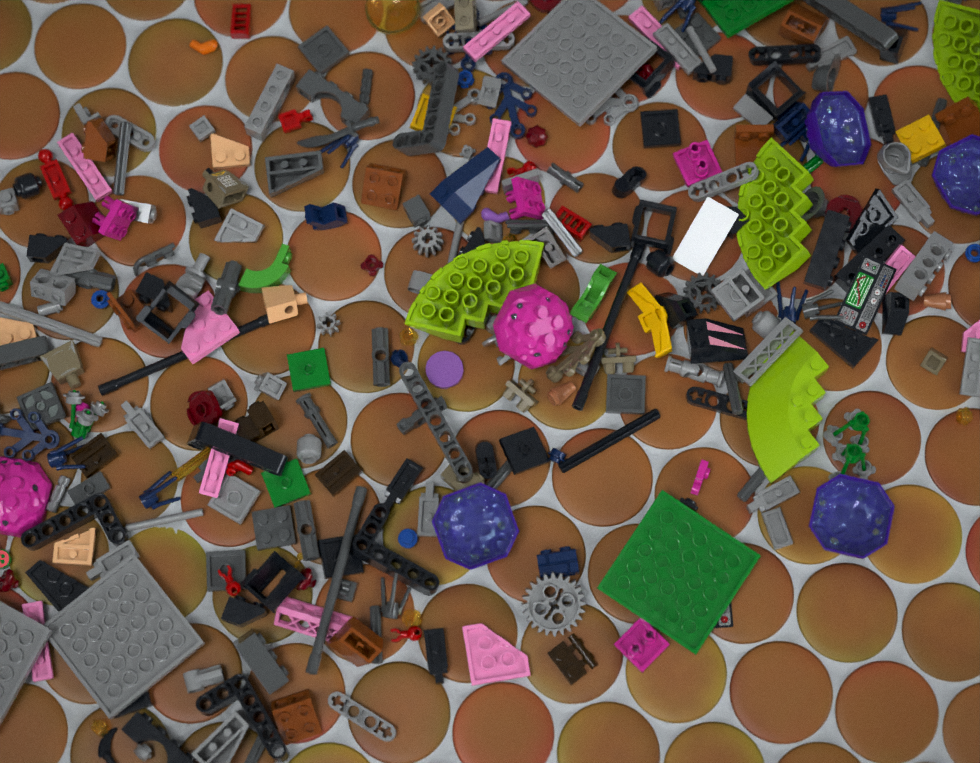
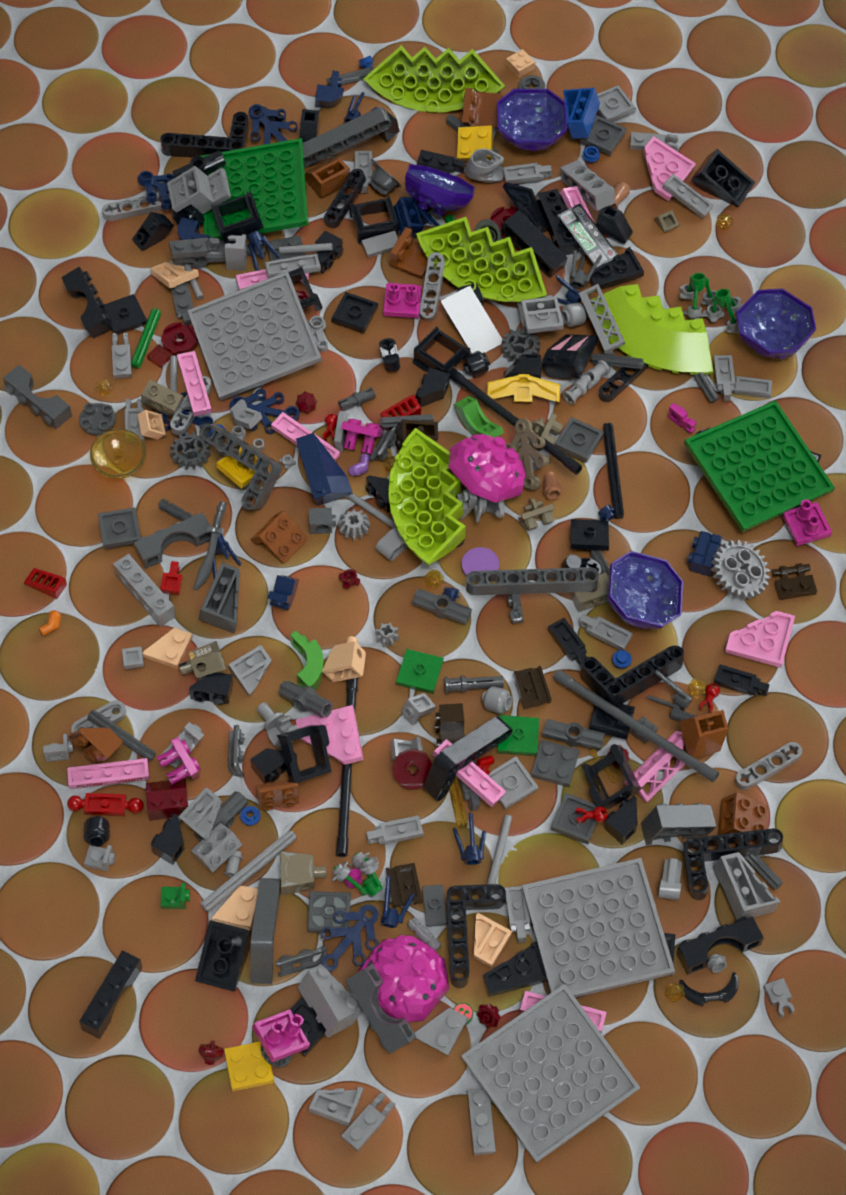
camera: 70 degrees left, 15 degrees down
(492, 231) = (375, 471): light grey plate -> none

